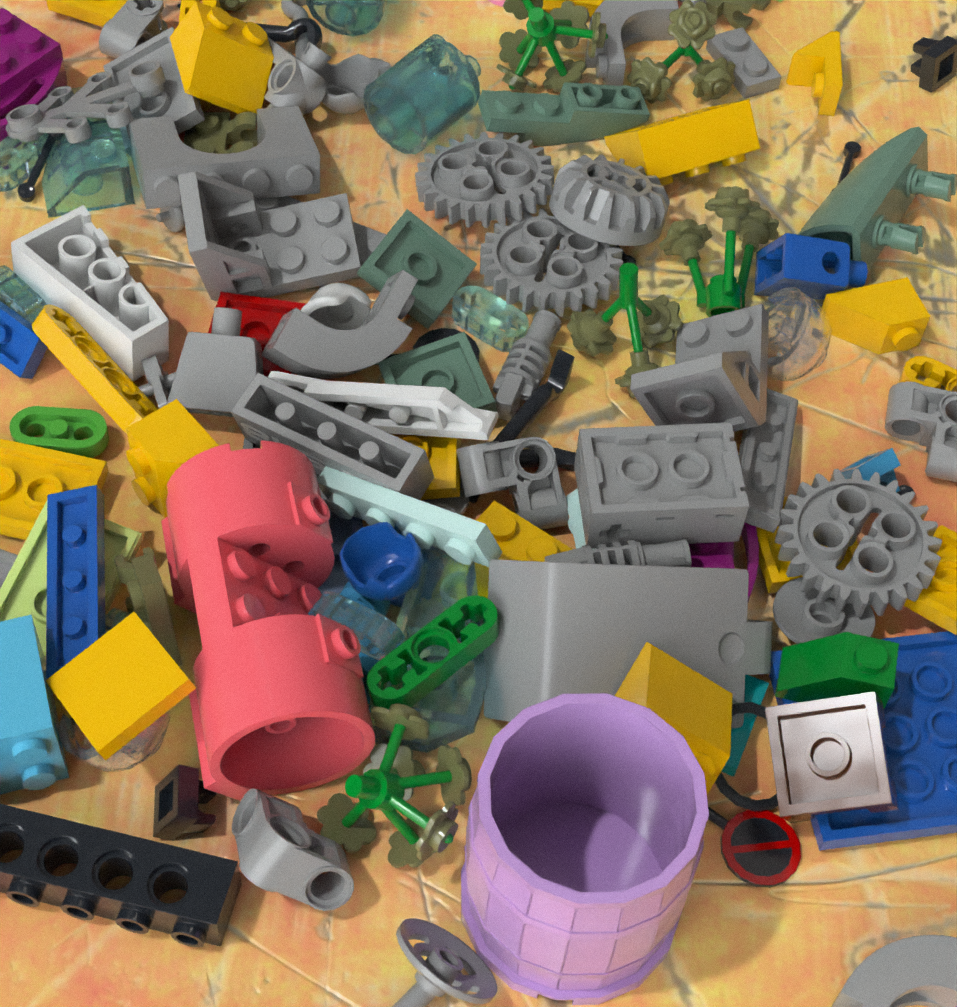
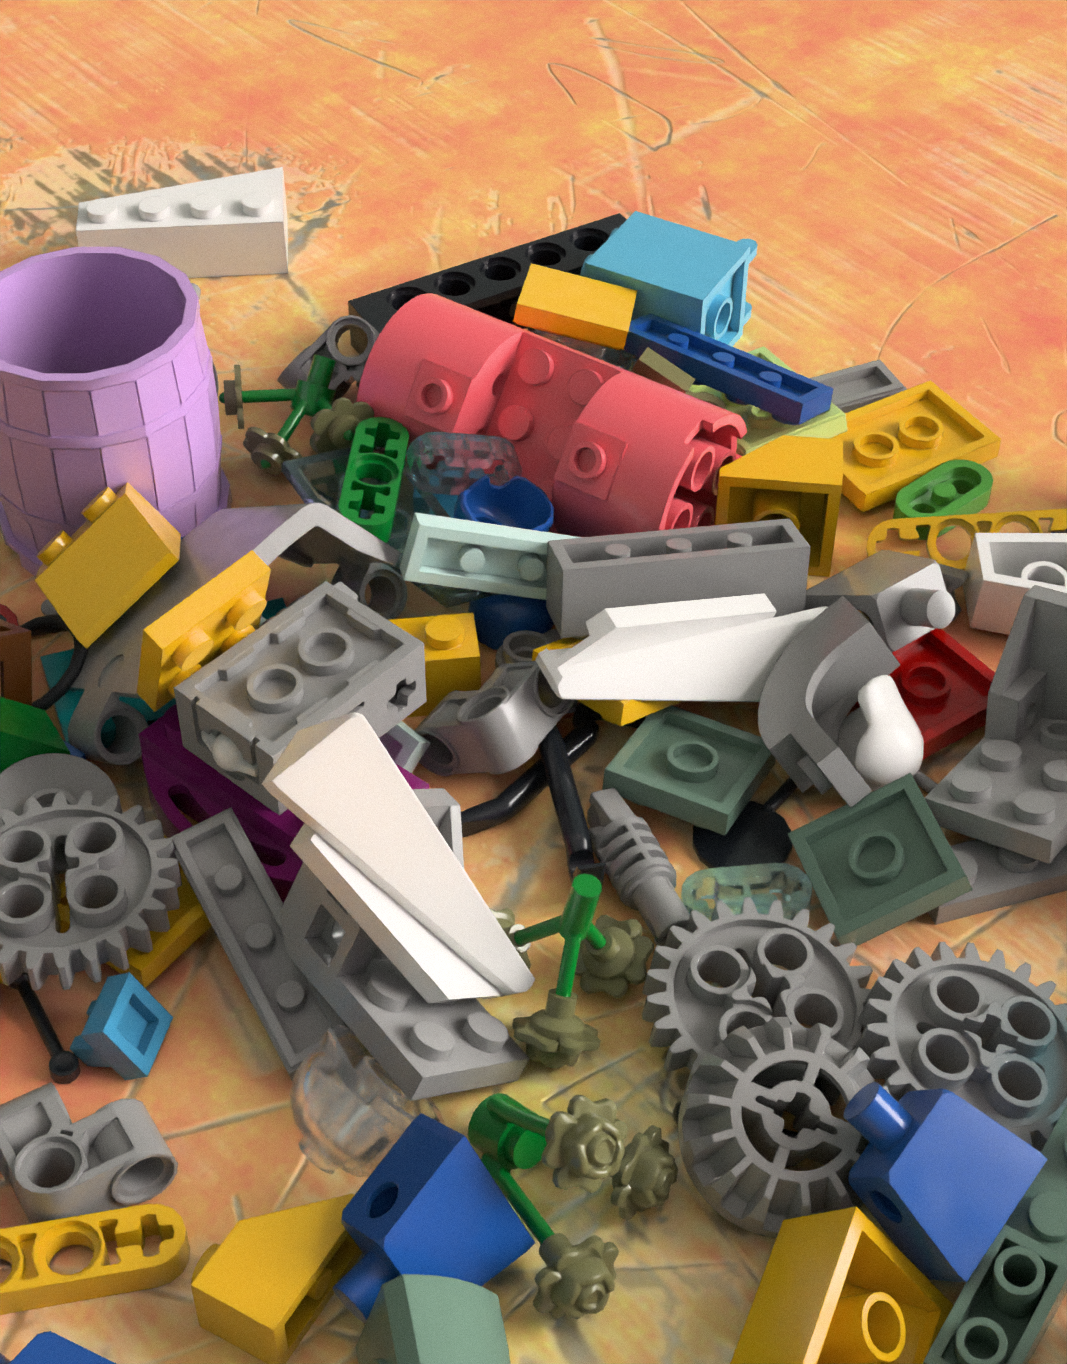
camera: 140 degrees right, 10 degrees down
(583, 131) = (938, 1175): none -> blue torso
(707, 516) = (201, 628): none -> yellow plate
(725, 318) = (391, 864): none -> white wedge

